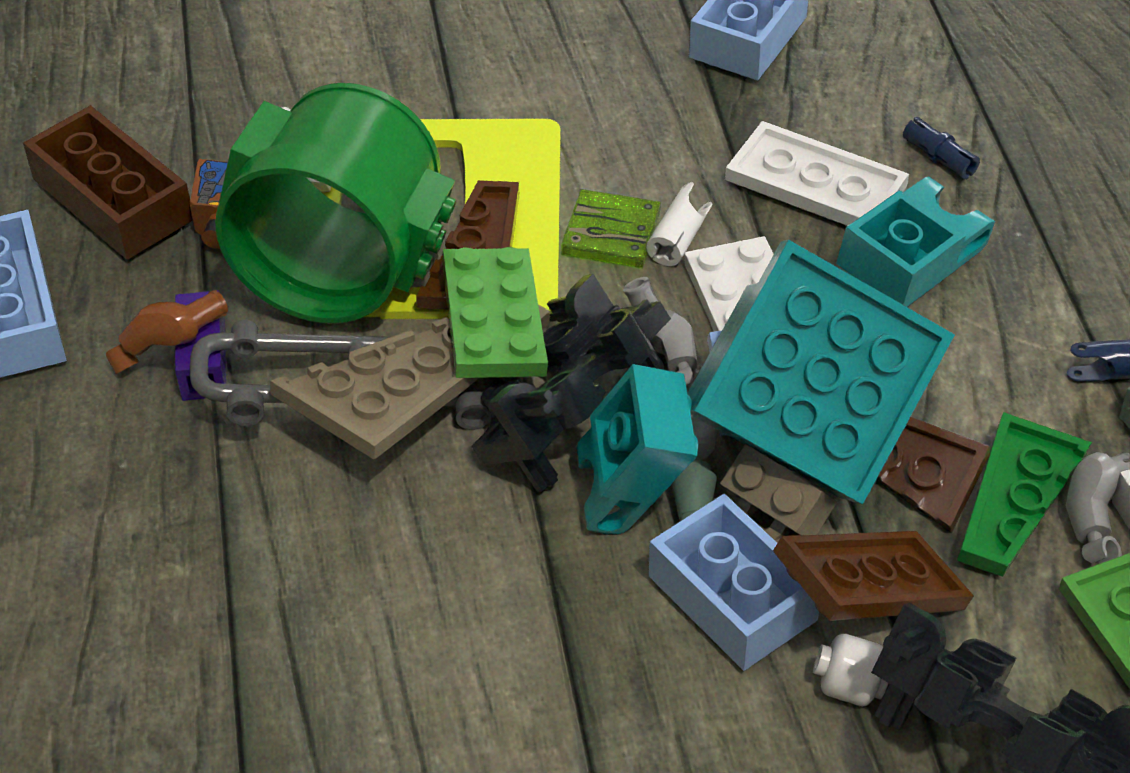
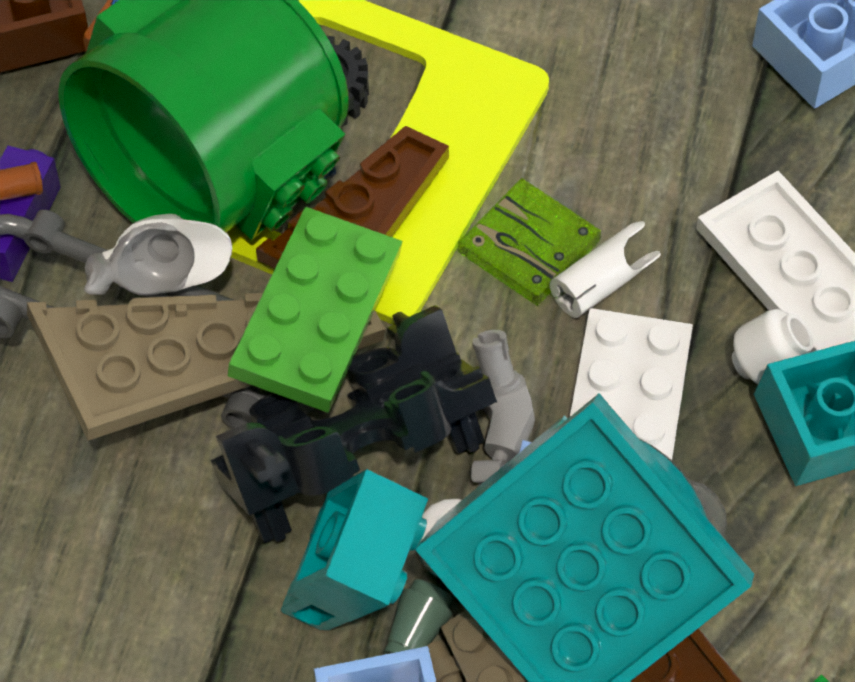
camera: 25 degrees right, 10 degrees up
(357, 314) = (160, 257): none -> light grey hair
(827, 225) = (768, 340): none -> white head

